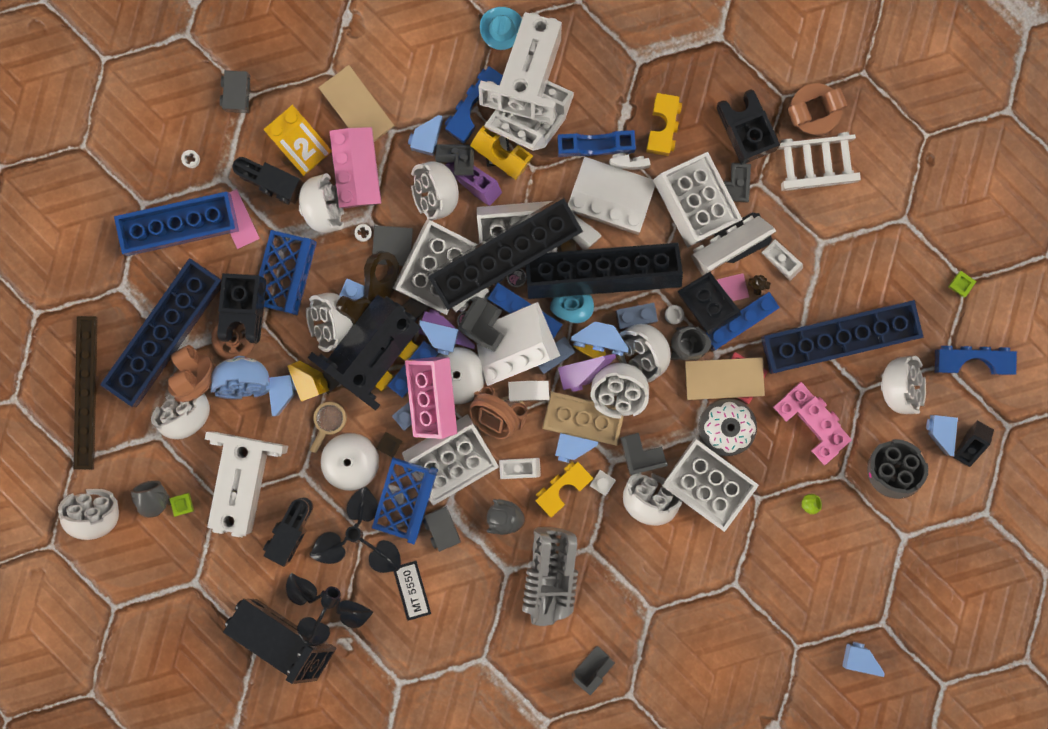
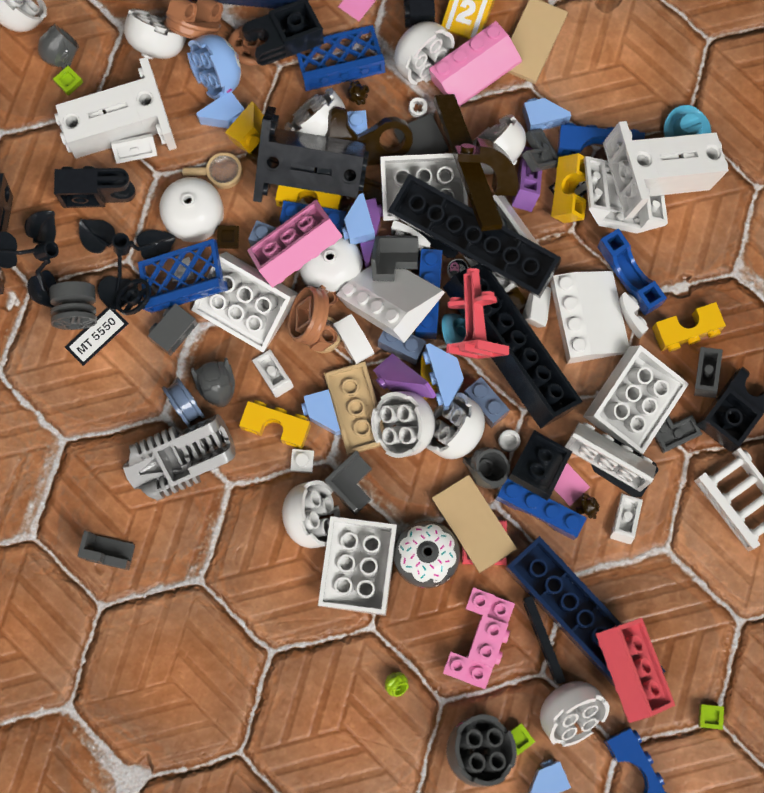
camera: 60 degrees right, 10 degrees down
(272, 481) = (134, 148): none -> white plate
(324, 274) = (358, 92): none -> dark brown plant
(378, 596) = (73, 305): none -> dark grey wheel
(400, 546) = (133, 297): none -> black wheel
(441, 223) = (470, 172): none -> dark brown tile
(450, 201) = (487, 152): none -> dark brown arch
(509, 551) = (183, 402): none -> sand blue wheel
(584, 296) = (475, 342): none -> coral piece
(708, 132) = (708, 372): none -> dark grey brick
(843, 376) = (543, 640): none -> black tile
(901, 433) = (522, 738): none -> lime plate
(903, 322) = (635, 670): none -> coral slope

